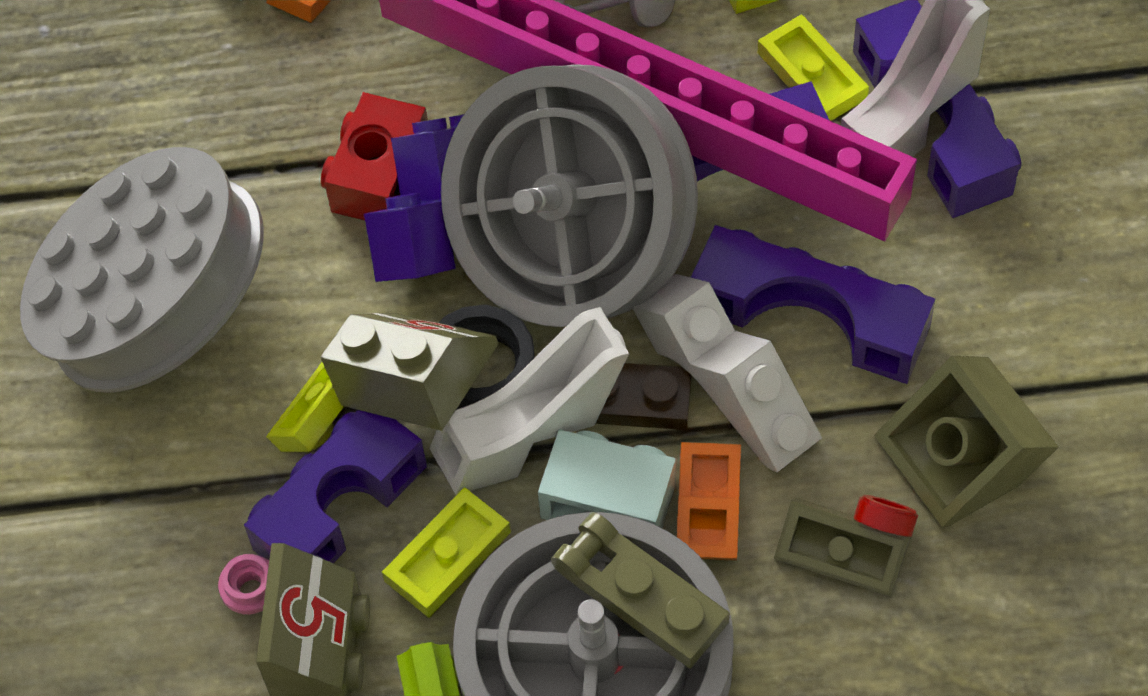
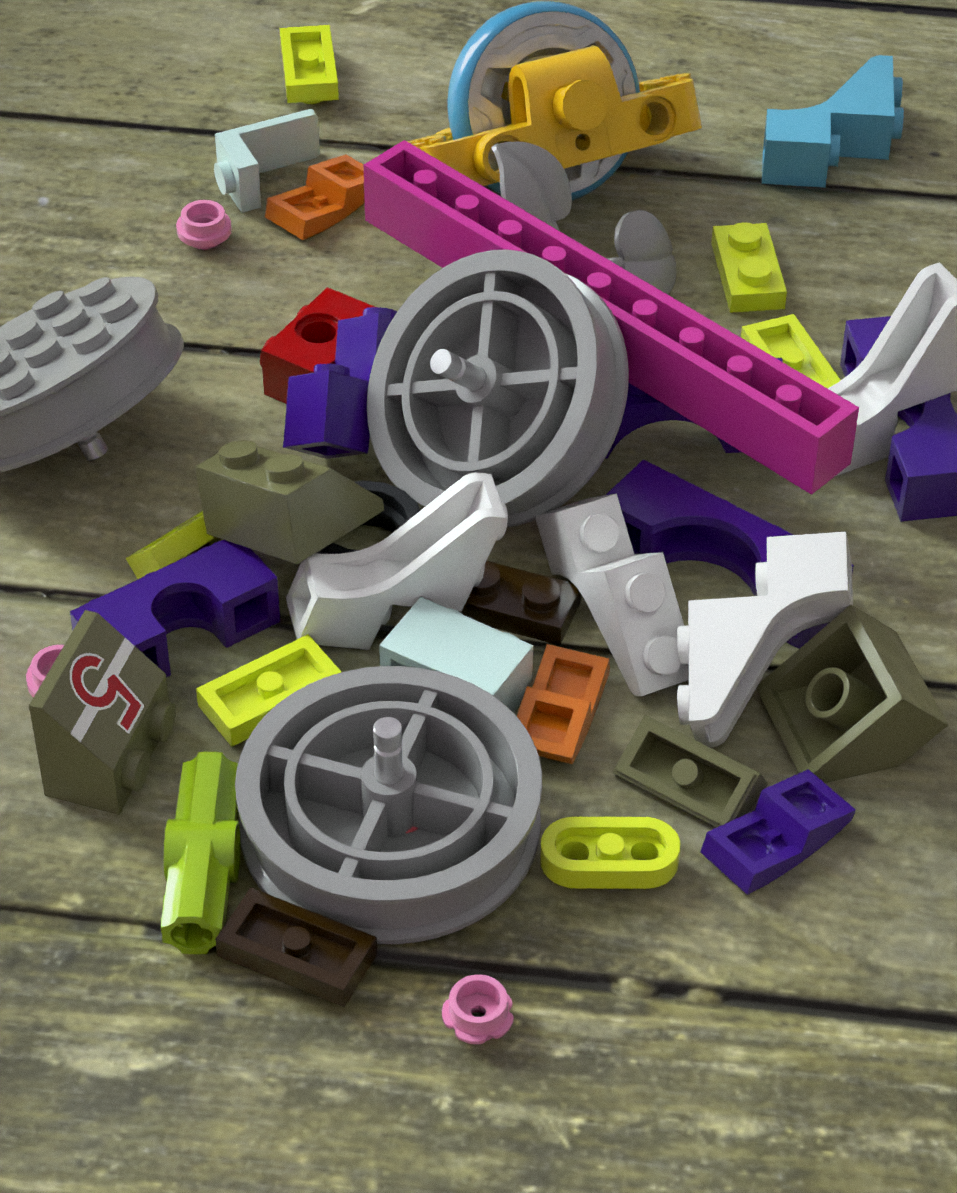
camera: 10 degrees right, 15 degrees down
(212, 20) = (203, 224): none -> bright pink plate
(642, 591) = (455, 743): olive plate -> none
(794, 645) = (610, 852): none -> neon yellow plate
(852, 409) = (737, 638): none -> white arch
(886, 515) = (743, 749): red tile -> none
(935, 587) = (781, 832): none -> dark purple slope

